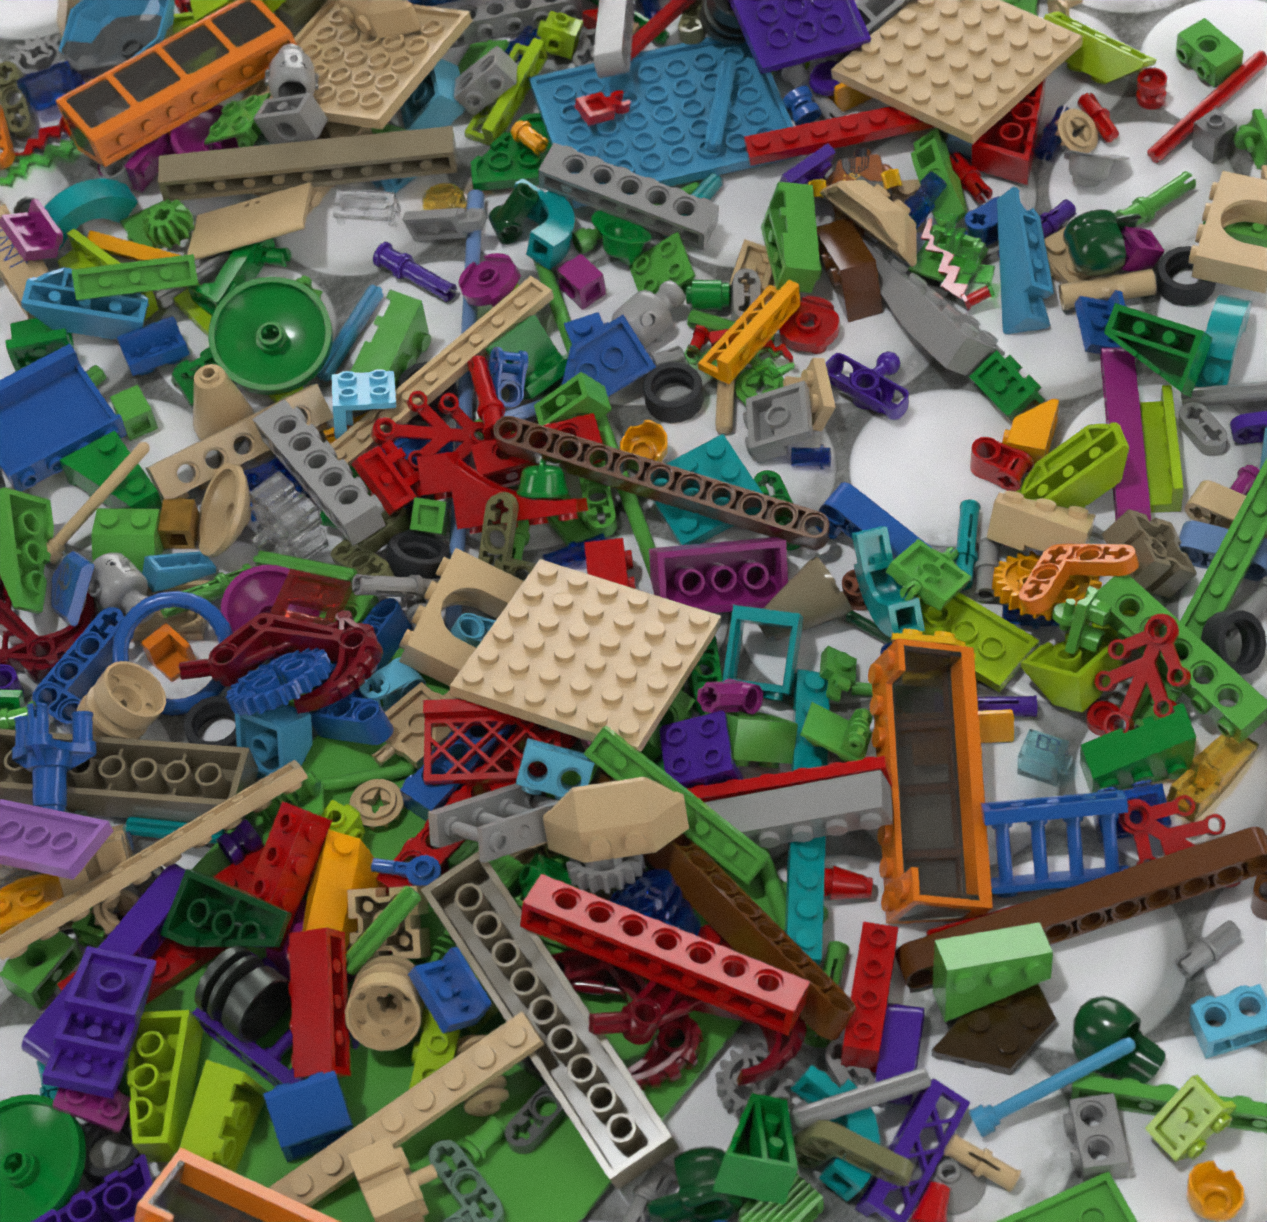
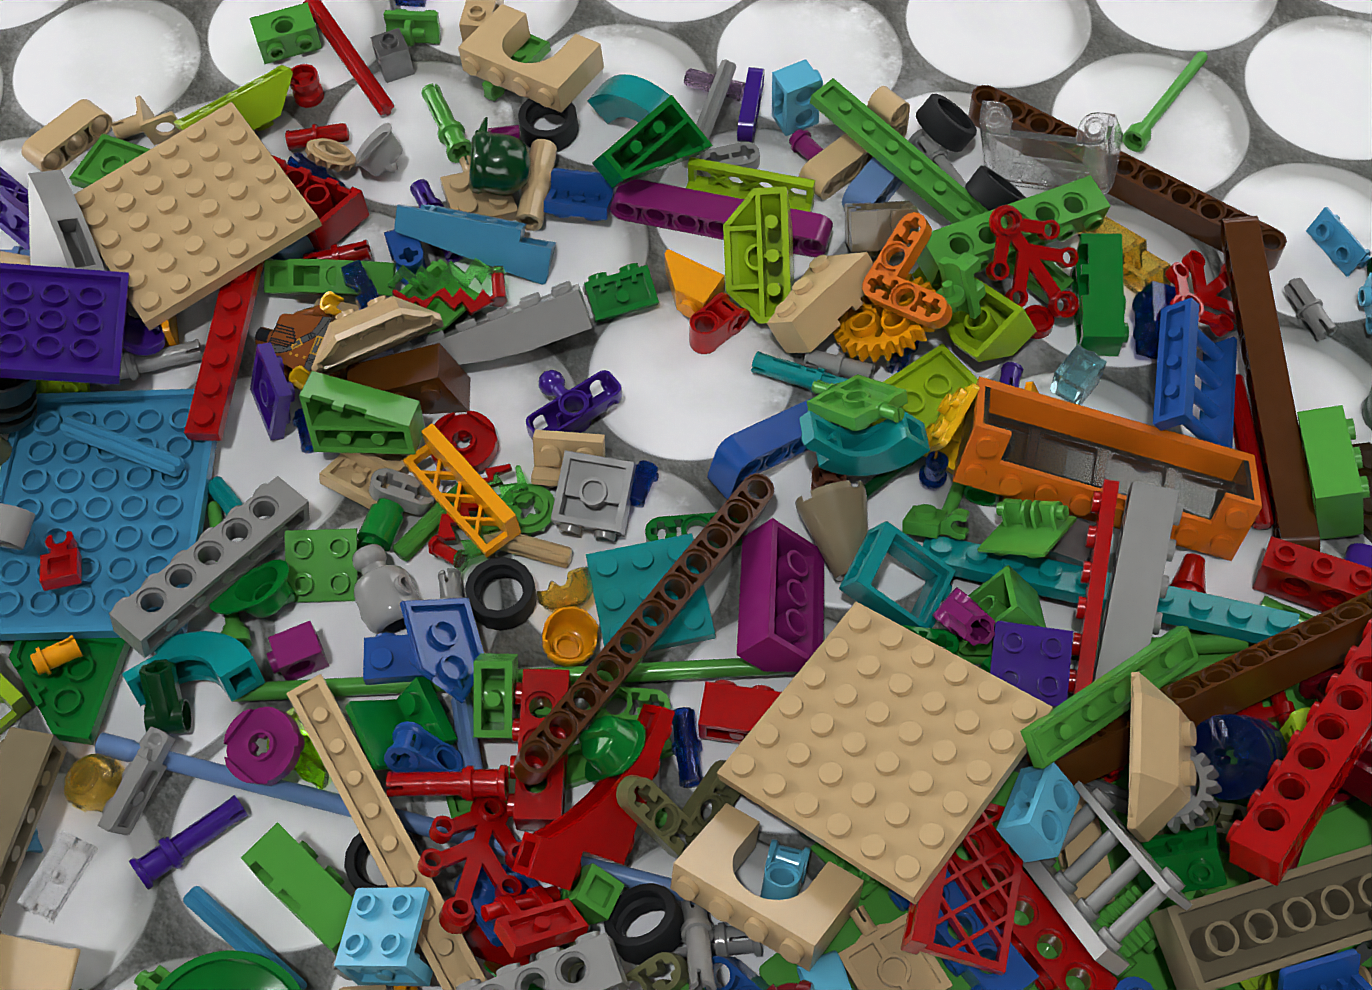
camera: 80 degrees left, 5 degrees up
(683, 433) = (574, 593): none -> clear yellow hair
(802, 106) = (154, 373): blue wheel -> none

